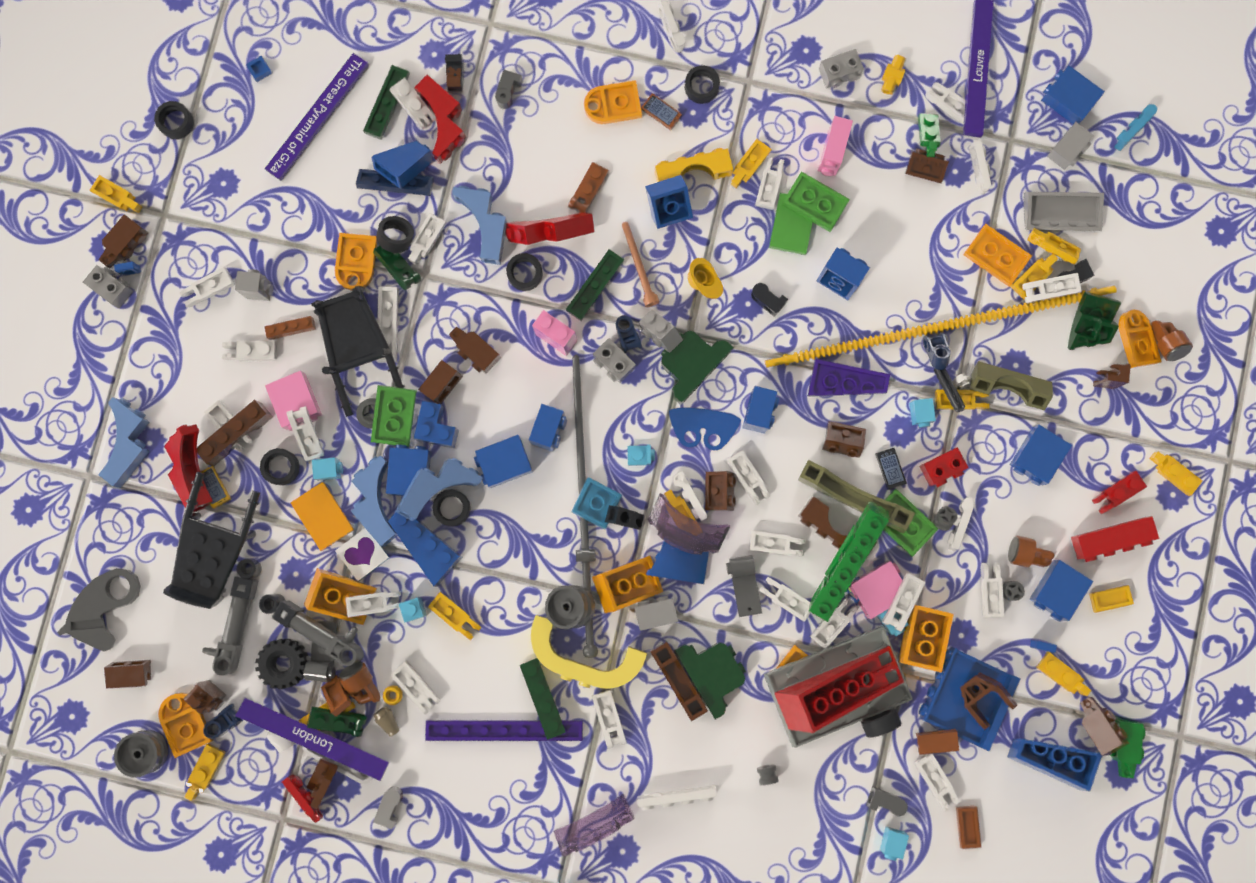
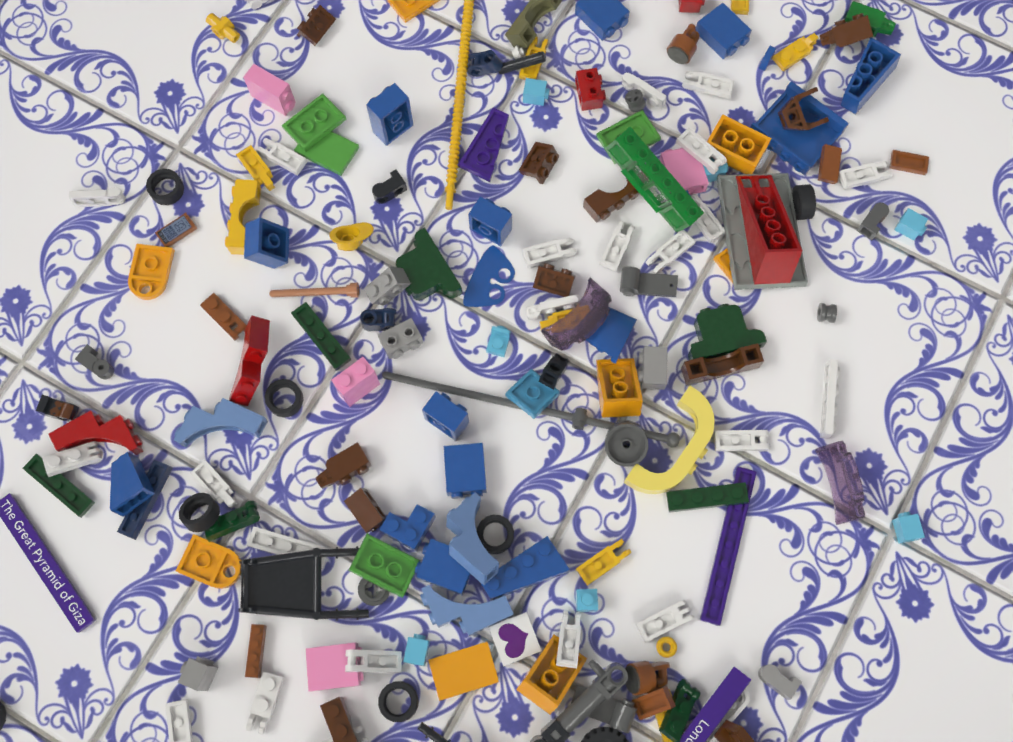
camera: 75 degrees left, 10 degrees down
(386, 720) = (689, 660): dark tan cone -> none
(841, 69) = (199, 67): light grey brick -> none
(842, 491) = (576, 184): olive arch -> none
(890, 468) = (577, 133): tile -> none
(929, 132) = (287, 13): hinge -> none
(1017, 590) = (713, 63): dark grey wheel -> none

